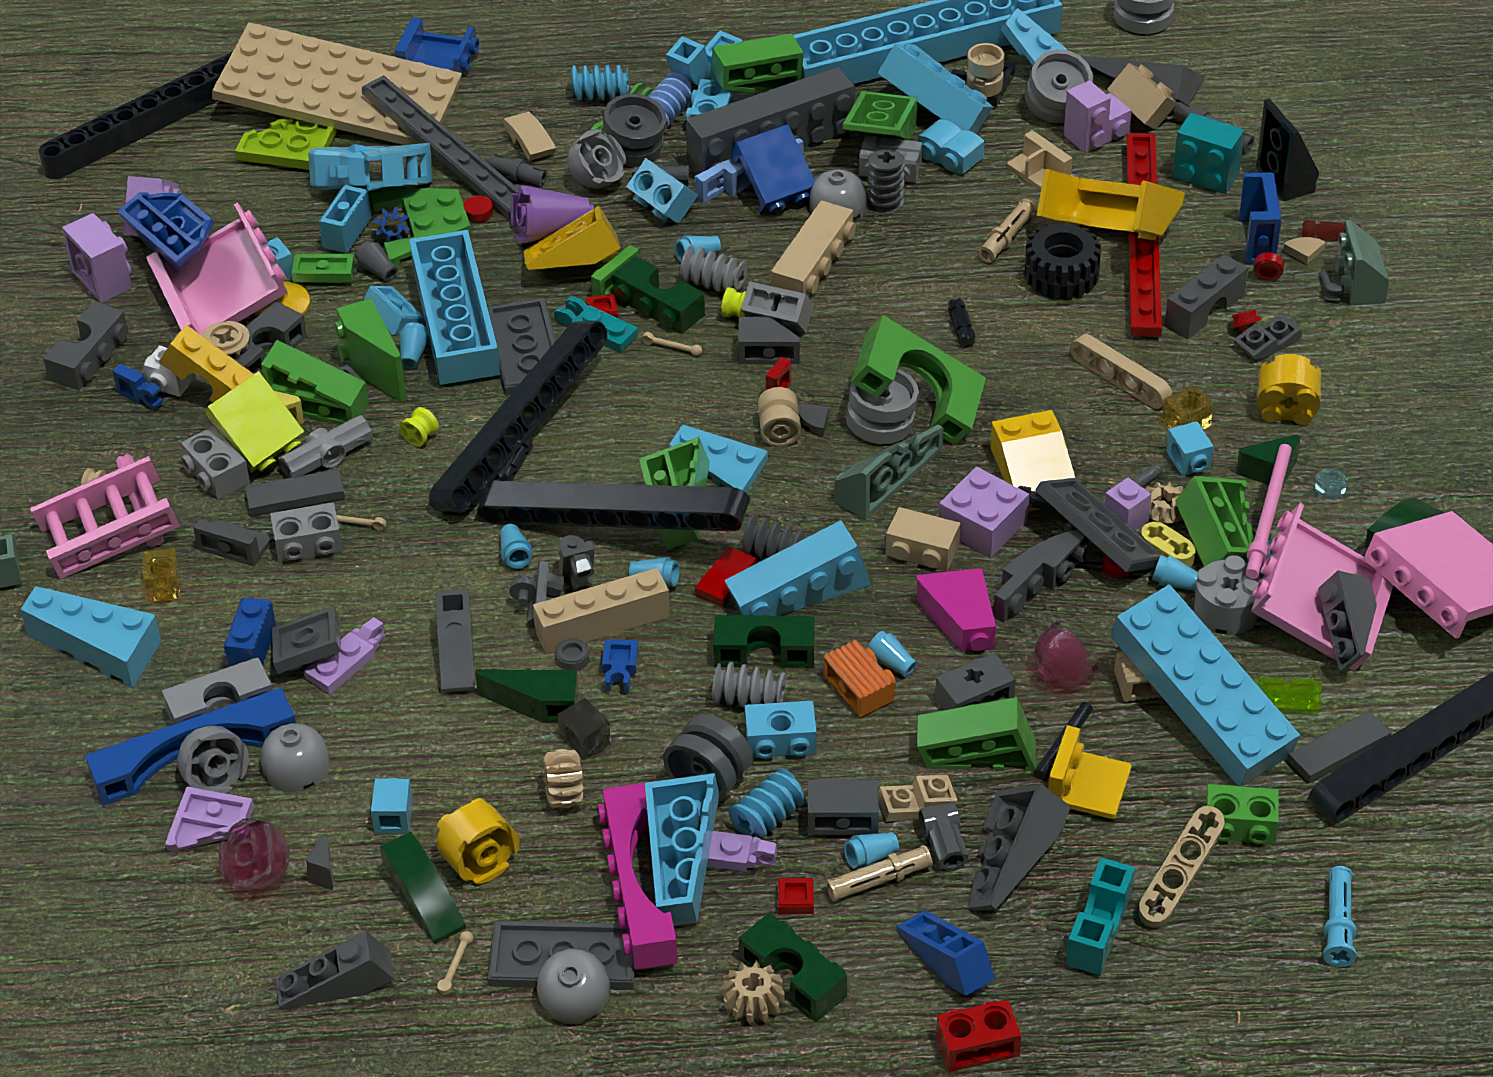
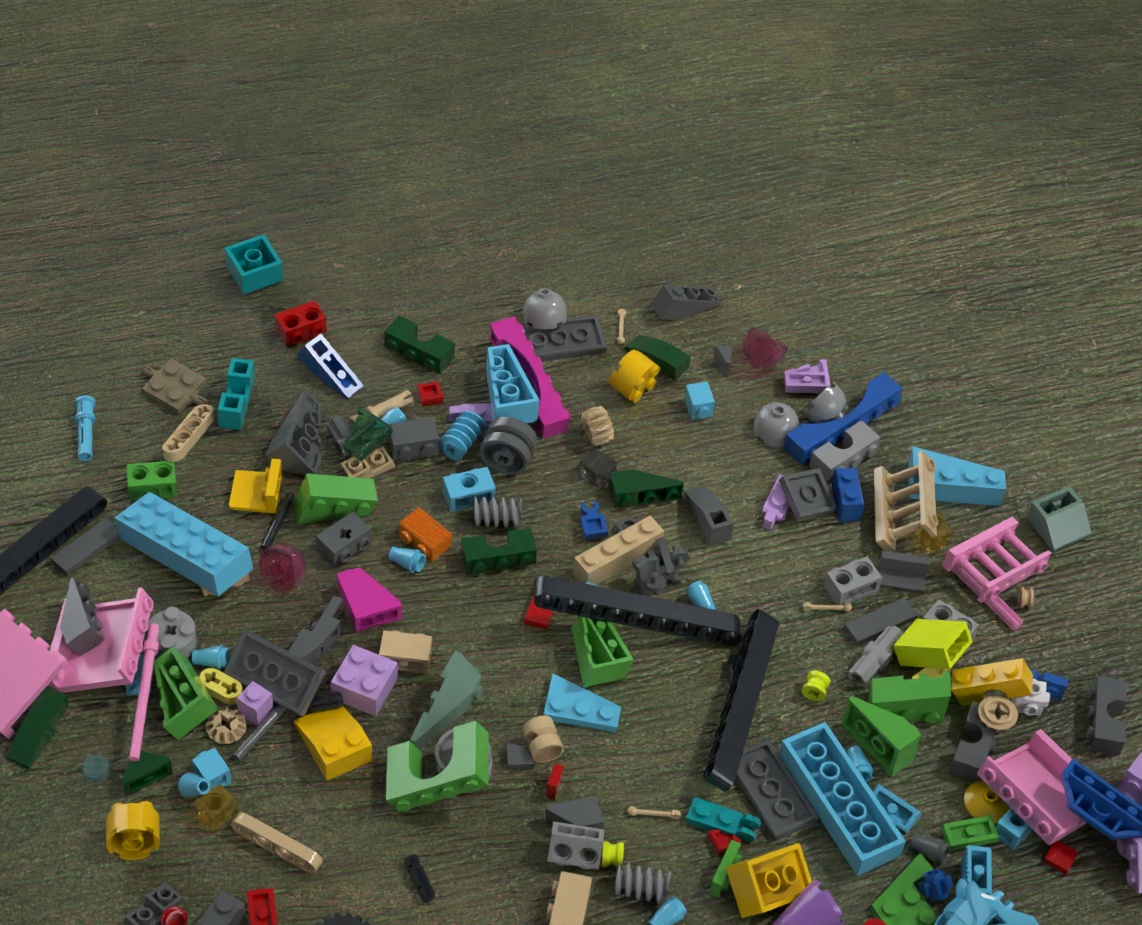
camera: 160 degrees right, 5 degrees up
(213, 598) = (886, 499): none -> tan fence
(674, 307) = (664, 840): dark green arch -> none
(753, 992) = (438, 323): tan gear -> none
(766, 540) = (510, 627): dark grey piece -> none
(801, 574) = (484, 598): medium azure wedge -> none
(914, 801) = (366, 434): none -> clear green wing
(1195, 968) = (174, 386): none -> dark tan plate
(1213, 427) = (192, 785): none -> medium azure cone
(1297, 695) = (123, 577): clear neon green hinge -> none

